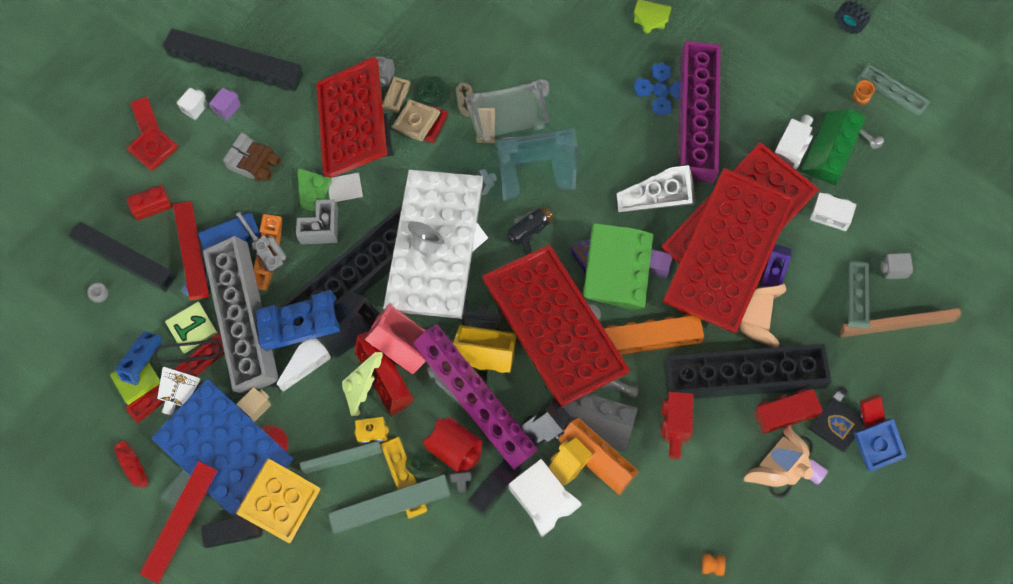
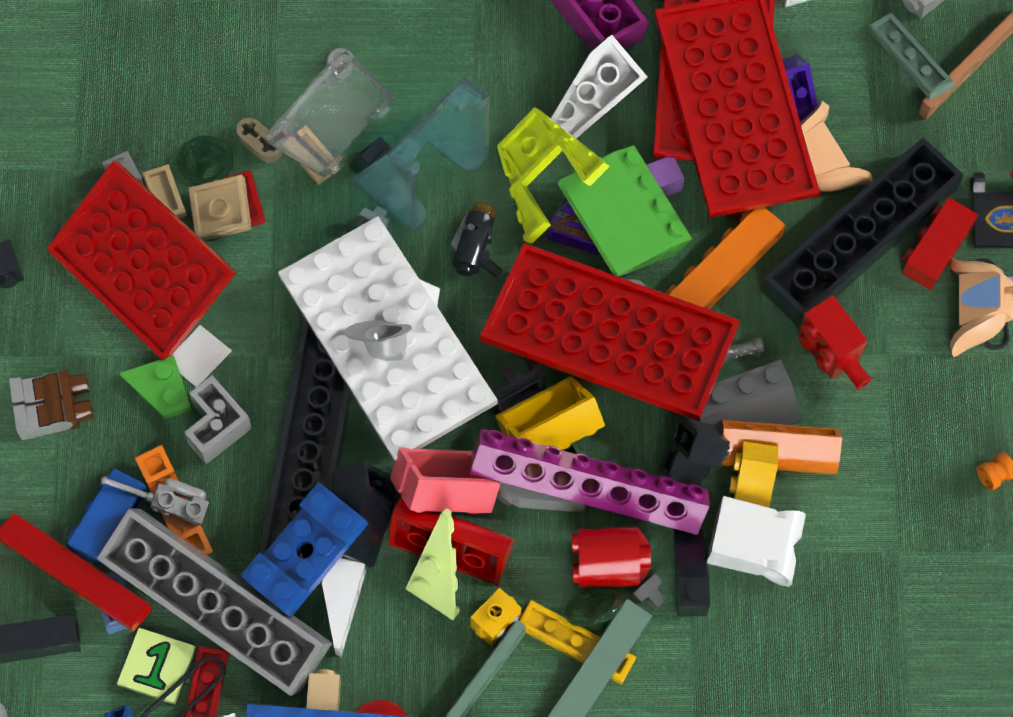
camera: 45 degrees left, 0 degrees up
(595, 199) = (529, 151): none -> neon yellow wing

